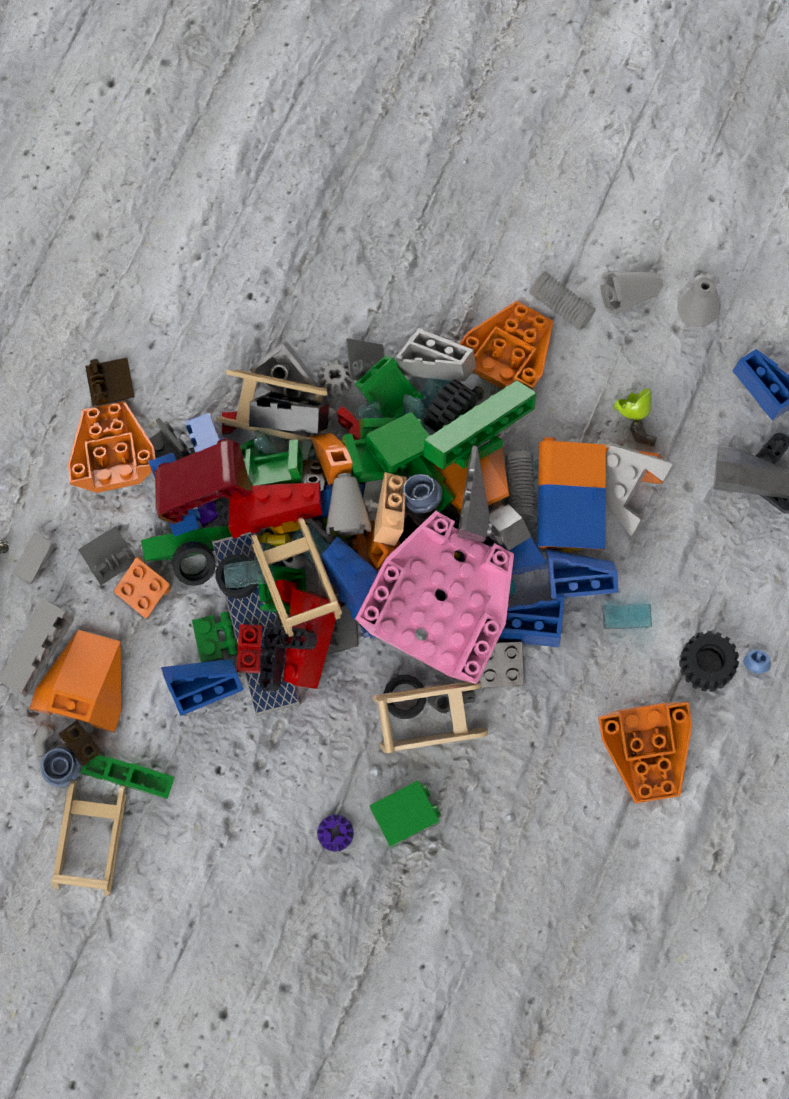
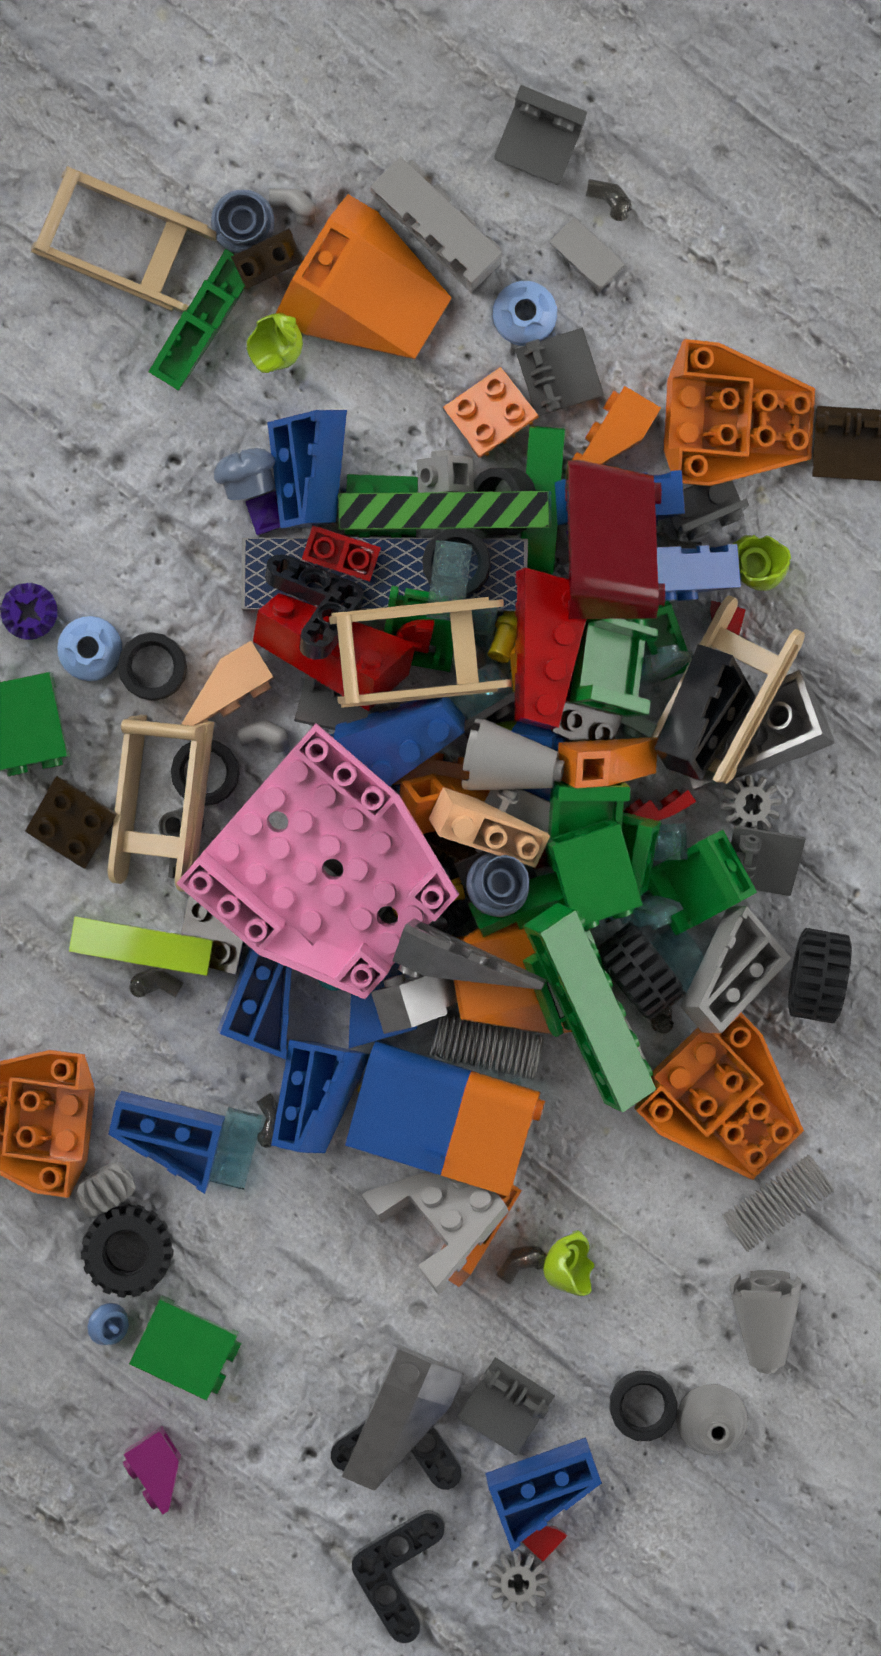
camera: 100 degrees right, 15 degrees up
(84, 593) = (517, 330): none -> light blue piece
(130, 508) = (622, 428): none -> orange slope
(130, 725) = (275, 343): none -> lime hair
(187, 602) = (440, 470): none -> light grey brick
(189, 406) = (762, 561): none -> lime hair
(207, 592) = (445, 510): none -> tile
(215, 720) = (246, 473): none -> sand blue piece
(236, 704) = (264, 513): none -> dark purple tile
(346, 729) = (125, 663): none -> black tyre
(347, 697) = (232, 679): none -> light nougat slope
(348, 801) = (108, 653): none -> light blue piece
(369, 668) = (266, 732): none -> light grey arm
(423, 309) = (819, 975): none -> black tyre
(458, 769) = (70, 822): none -> dark brown hinge
(521, 705) = (141, 945): none -> lime slope
(540, 693) = (152, 980): none -> clear smoke arm
(599, 600) = (269, 1108): none -> clear smoke arm
(630, 654) = (170, 1134): none -> blue wedge
(676, 684) = (104, 1189): none -> light grey gear
(700, 359) = (653, 1431): none -> black tyre
(729, 420) = (506, 1406): none -> dark grey hinge
(757, 612) = (185, 1349): none -> green panel

